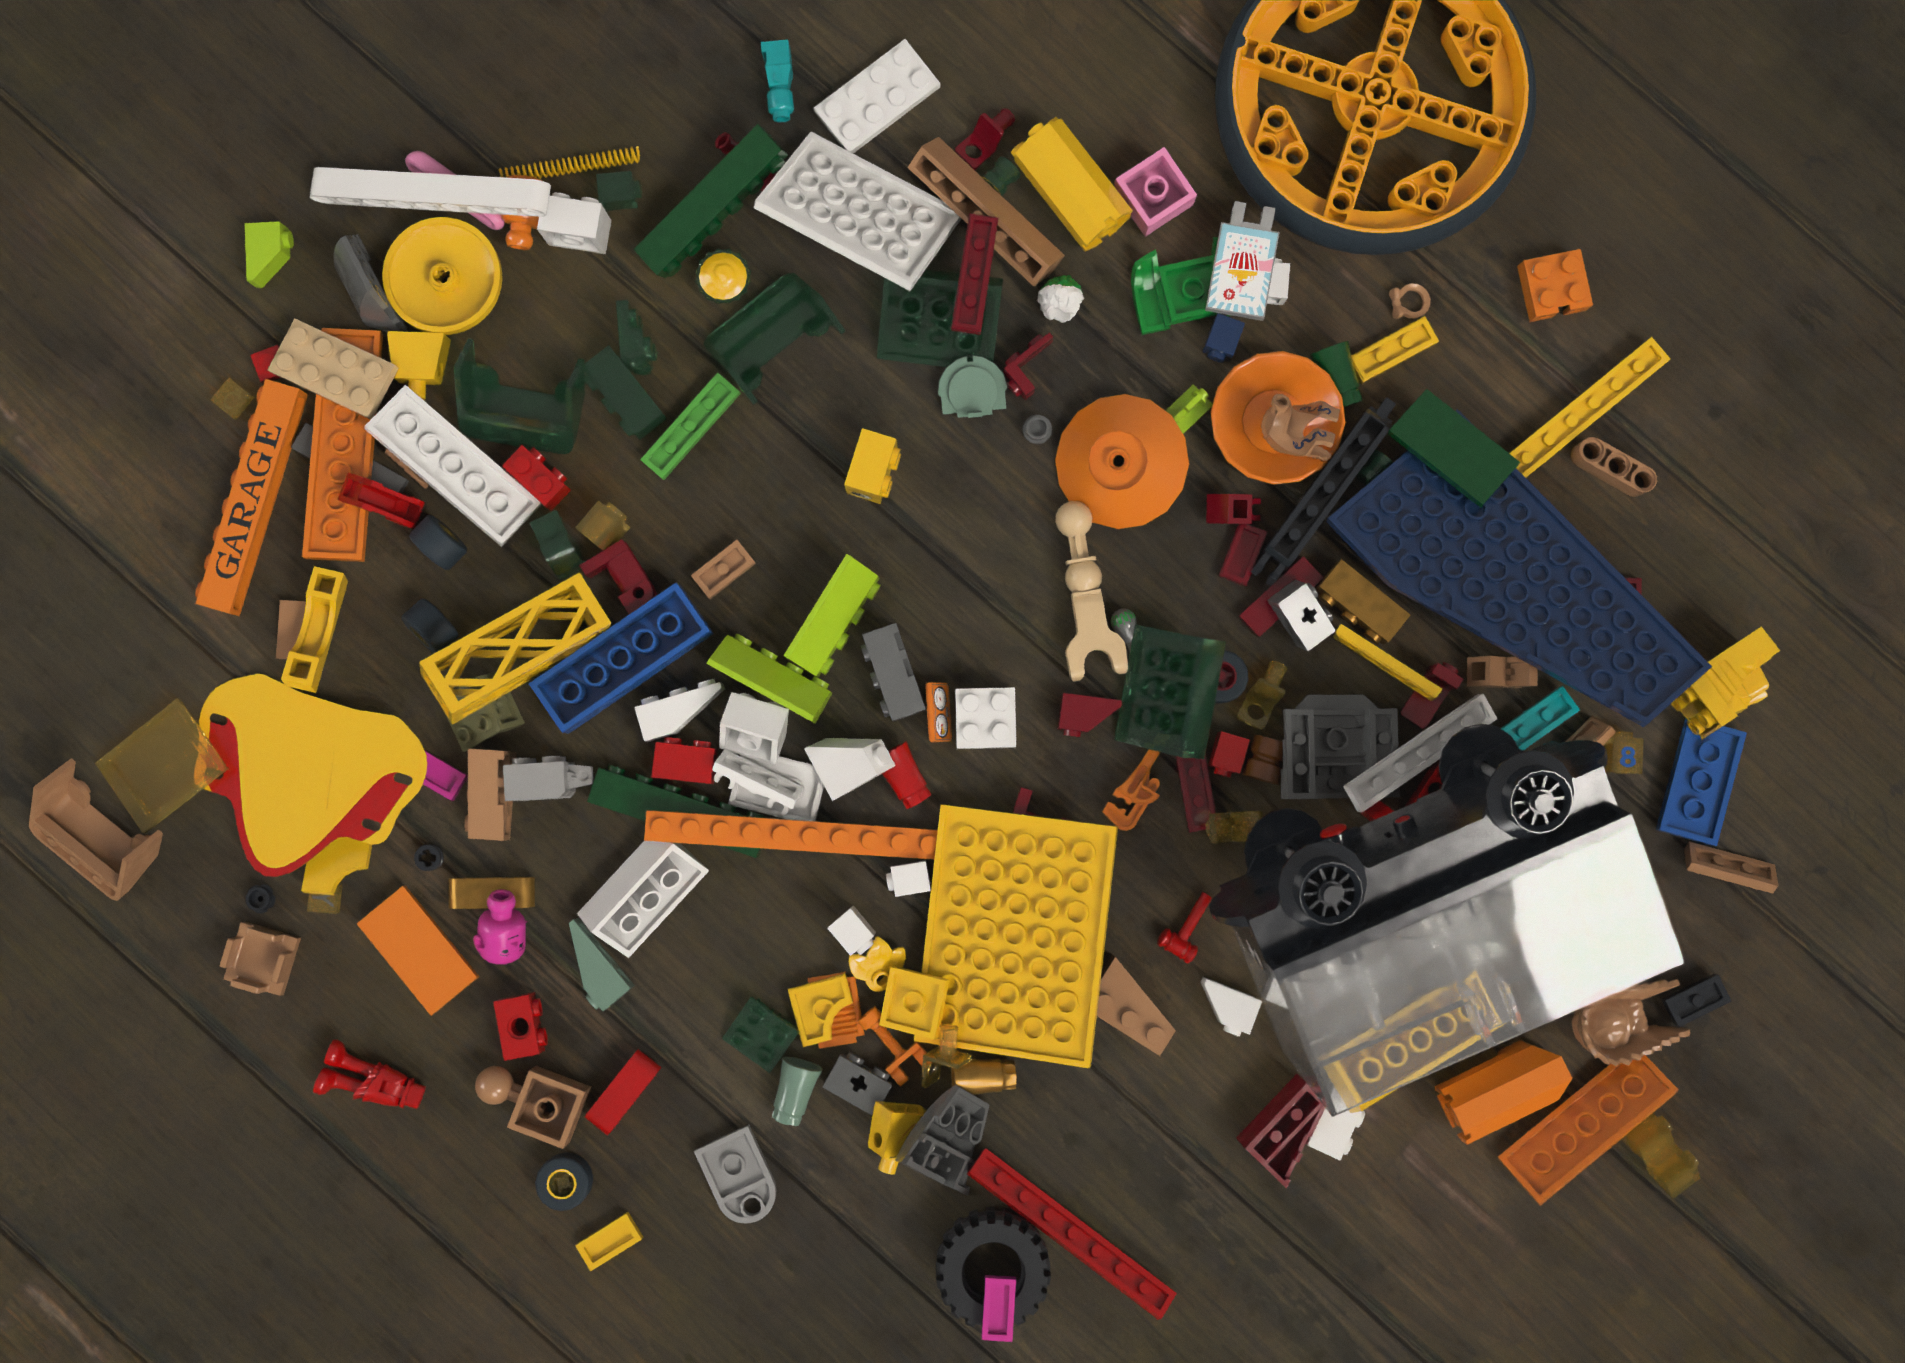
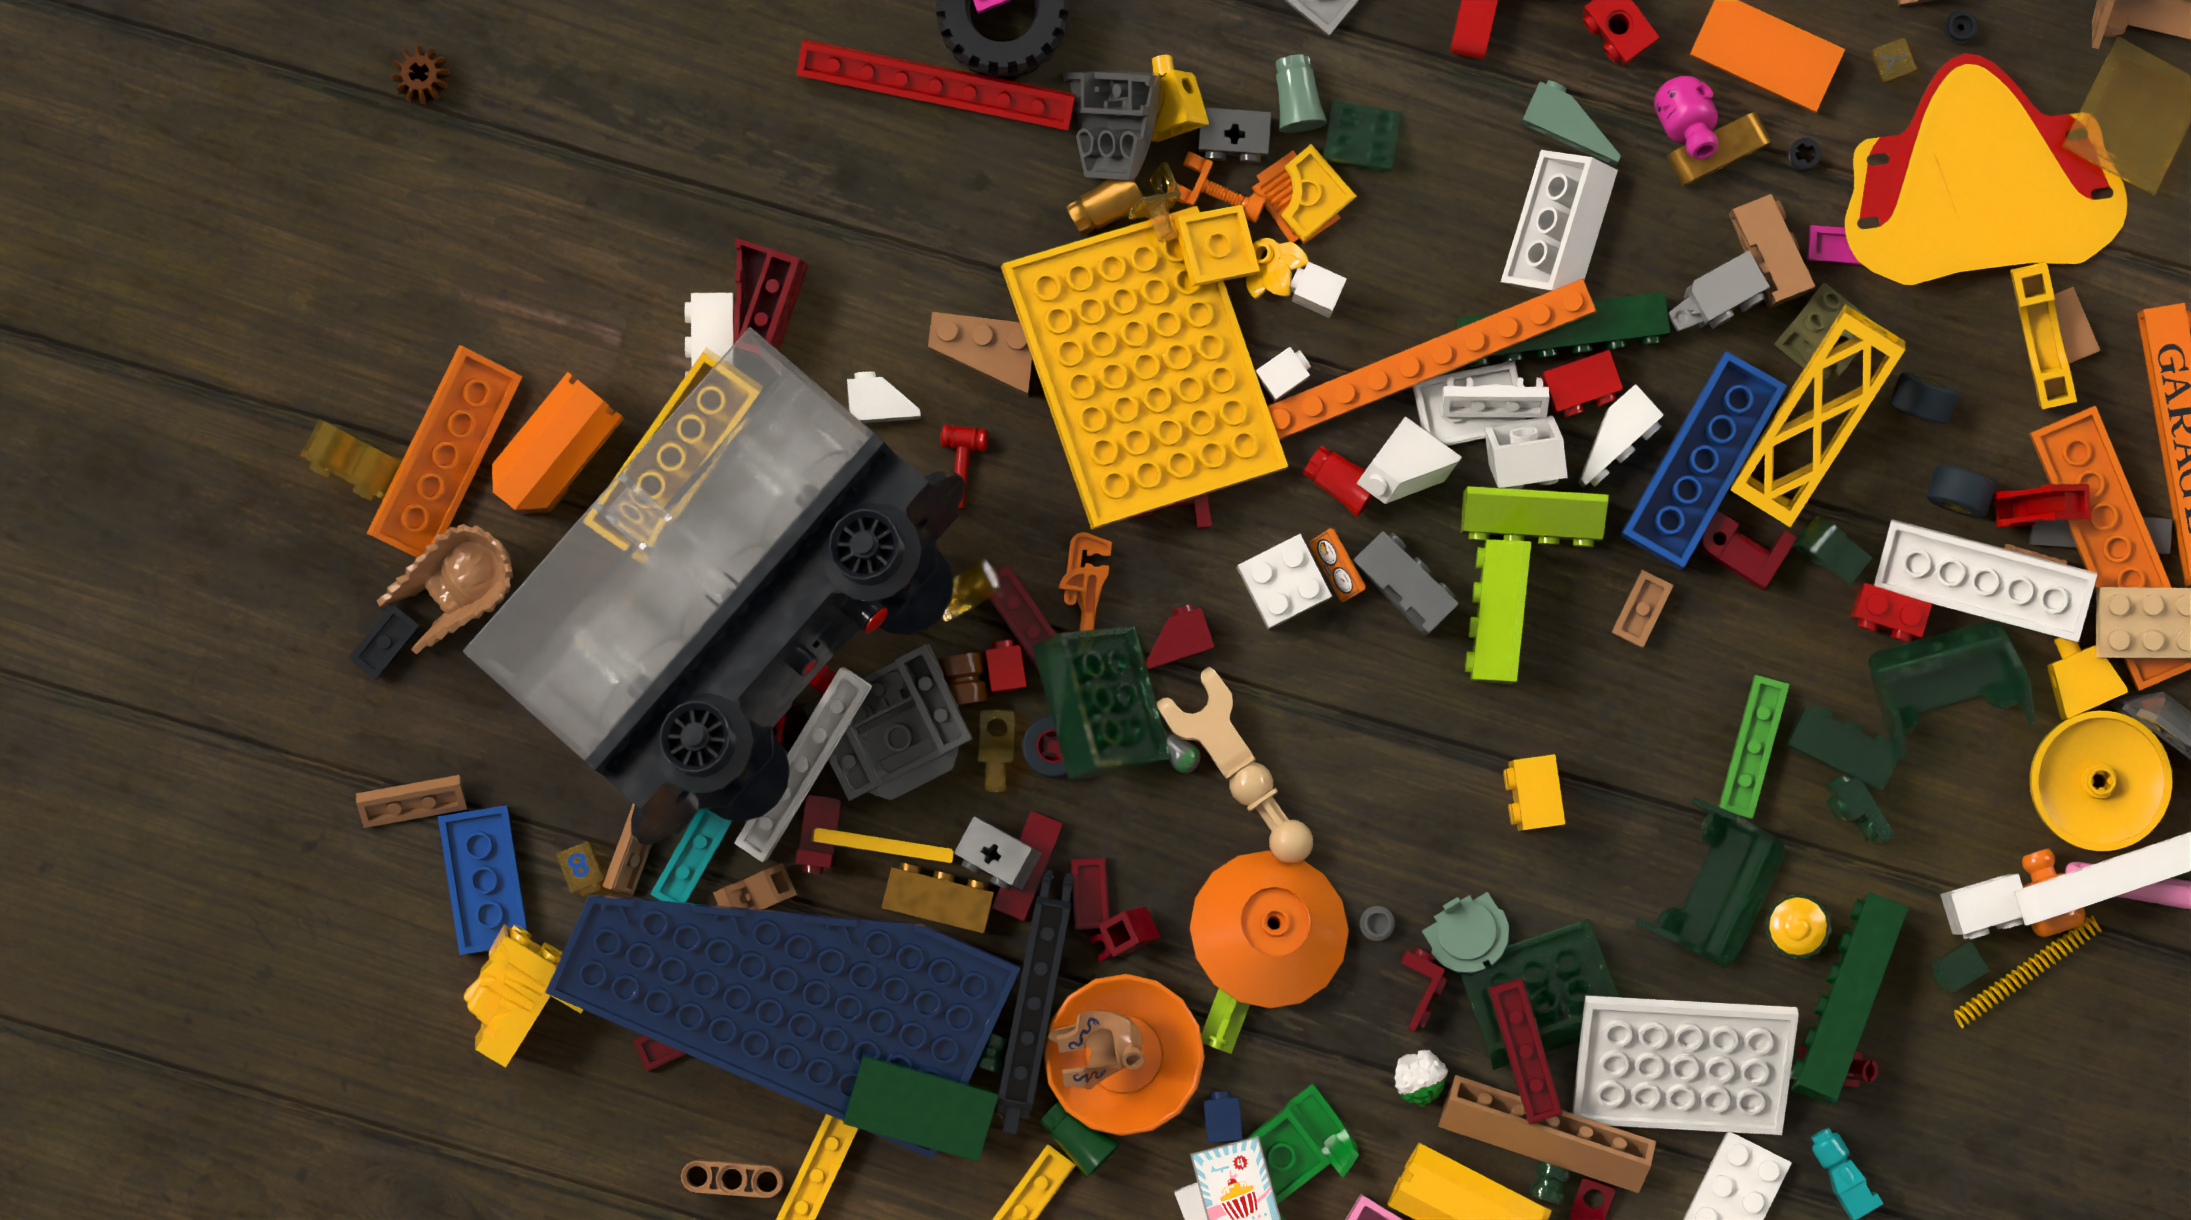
camera: 155 degrees right, 0 degrees up
(333, 864) = (1900, 99): yellow tile -> none
(603, 525) = (1791, 592): clear yellow brick -> none

